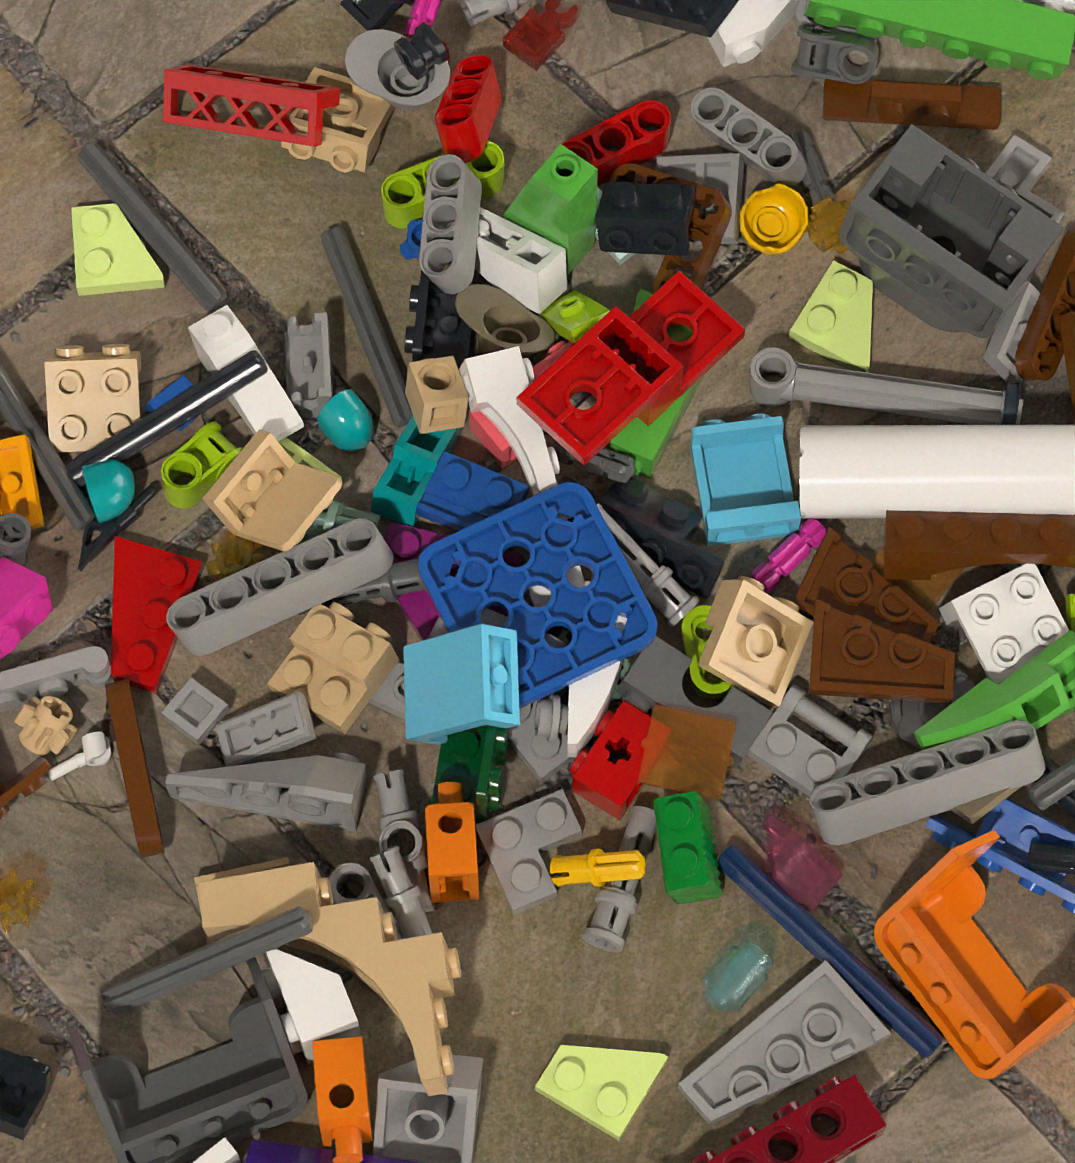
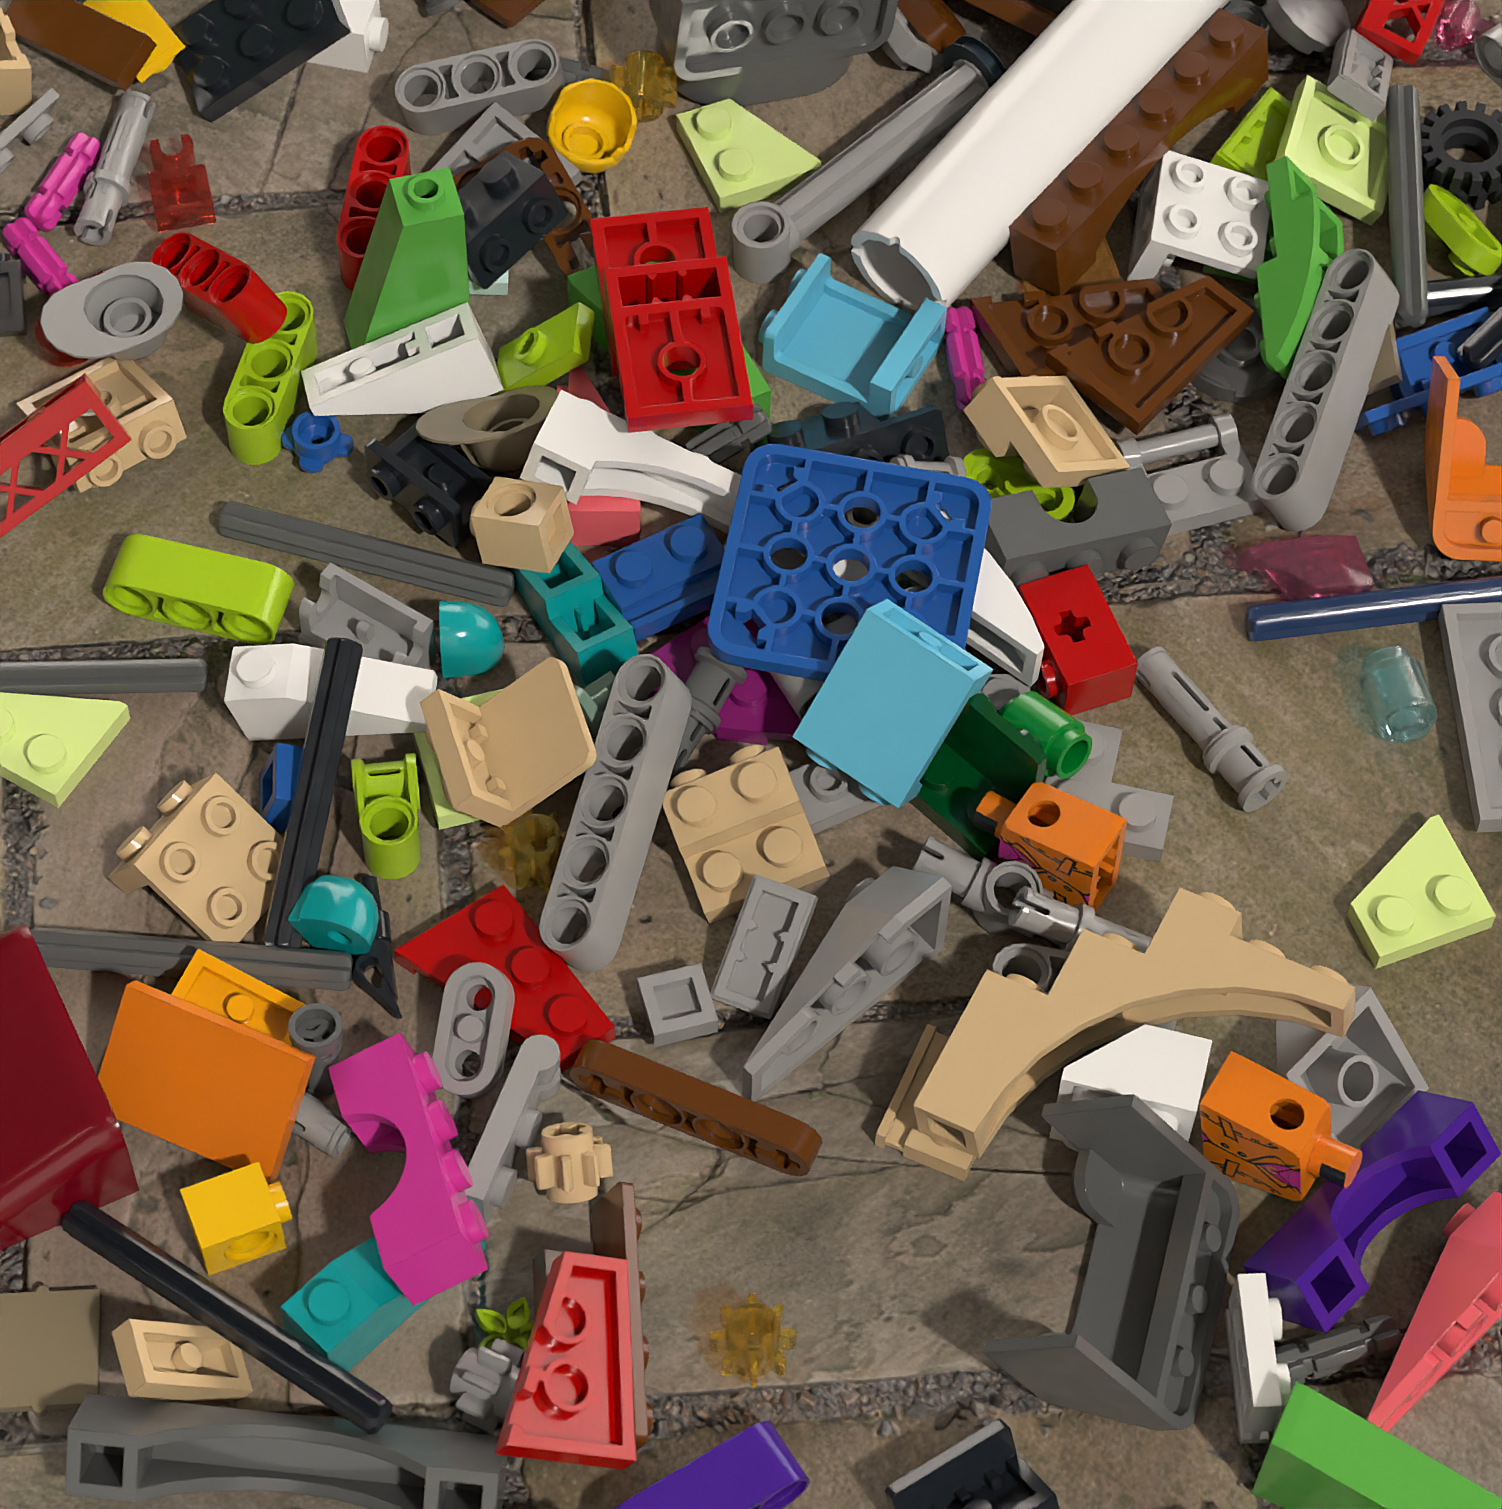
camera: 55 degrees left, 10 degrees down
(91, 612) = (469, 1031): none -> light grey plate
(96, 753) = (638, 1139): white hand -> none
(207, 960) = (1009, 1161): dark grey axle -> none
(268, 257) = (198, 589): none -> lime beam
(421, 51) = (123, 267): black wheel -> none
(440, 208) = (327, 357): light grey beam -> none
(526, 787) = (1056, 730): none -> green brick
(550, 717) = (995, 653): light grey plate -> none
(597, 867) = (1184, 733): yellow axle -> none
(686, 752) = (1128, 563): clear orange piece -> none
(687, 848) = (1225, 641): green brick -> none

